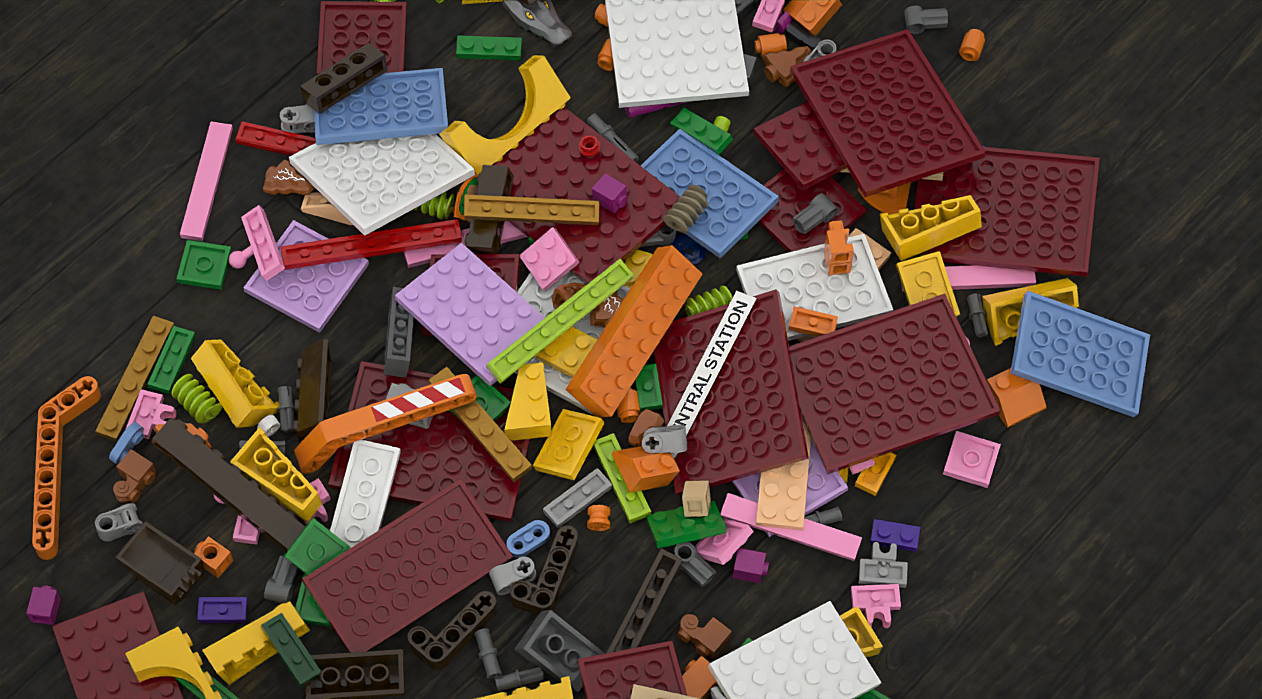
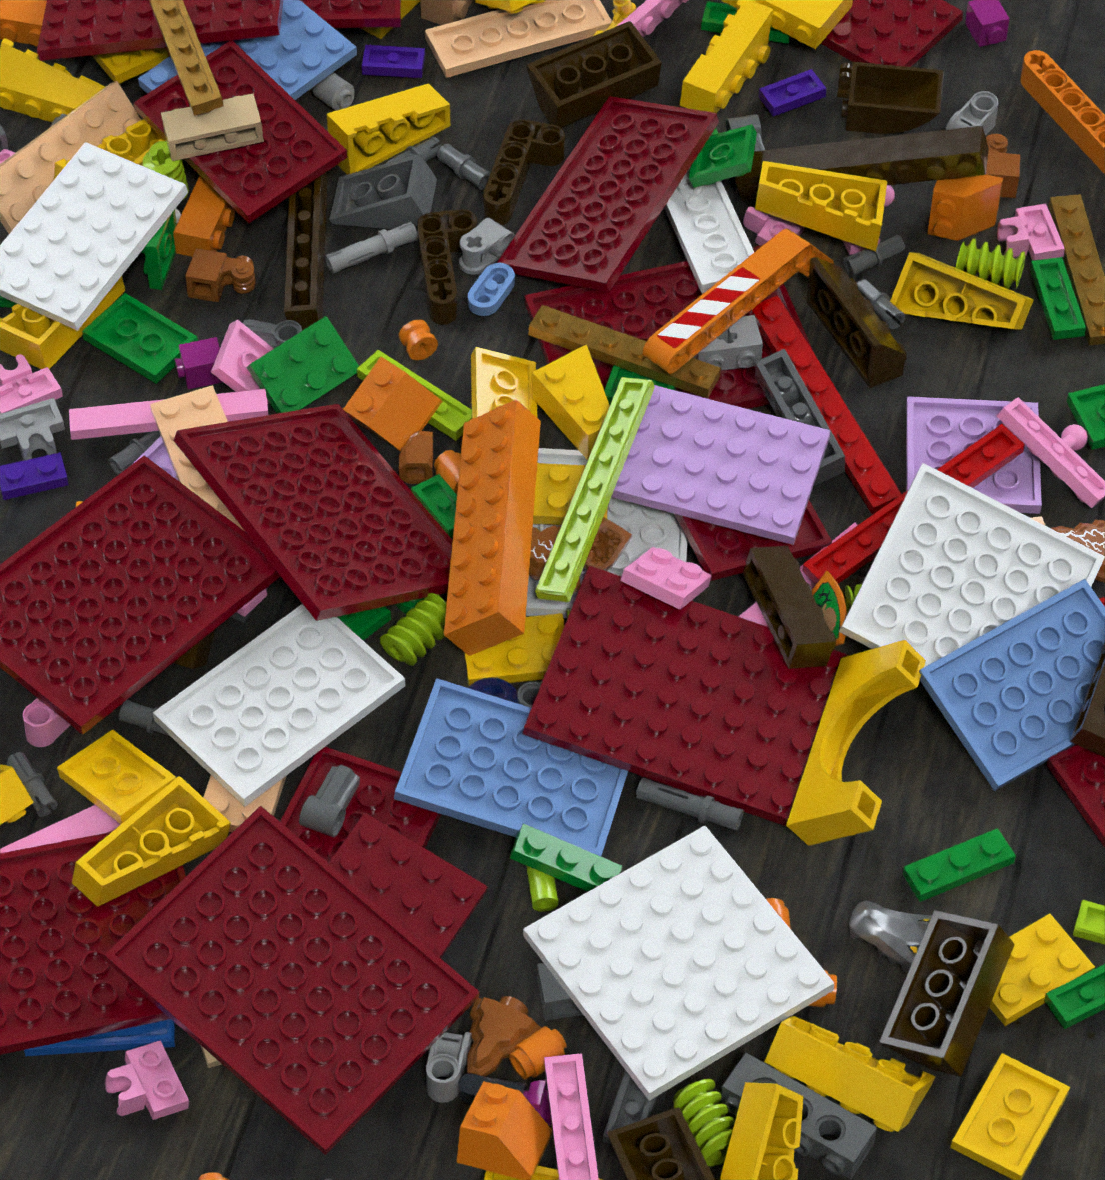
camera: 155 degrees right, 10 degrees down
(132, 436) = (1028, 186): medium blue plate -> none
(218, 564) = (843, 125): orange brick -> none
(269, 425) = (884, 277): white axle -> none
(290, 649) = (677, 42): dark green plate -> none
(374, 337) = (861, 460): none -> red plate
(531, 209) = (725, 602): pearl gold plate -> none
(577, 498) = (455, 354): light grey plate -> none
(589, 141) = (709, 740): red plate -> none
(589, 612) = (361, 251): none -> light grey pin
(610, 193) = (633, 677): magenta brick -> none
(668, 439) = (386, 427): light grey piece -> none
(687, 209) = (513, 704): dark tan piece -> none
(696, 498) = (303, 383): tan brick -> none
(712, 361) = (369, 523): white sticker -> none
(775, 600) = (138, 337): none -> green plate
(812, 322) = (255, 634): orange plate -> none
(836, 250) = (267, 723): orange hips -> none
(982, 118) = (147, 1081): none -> bright pink plate

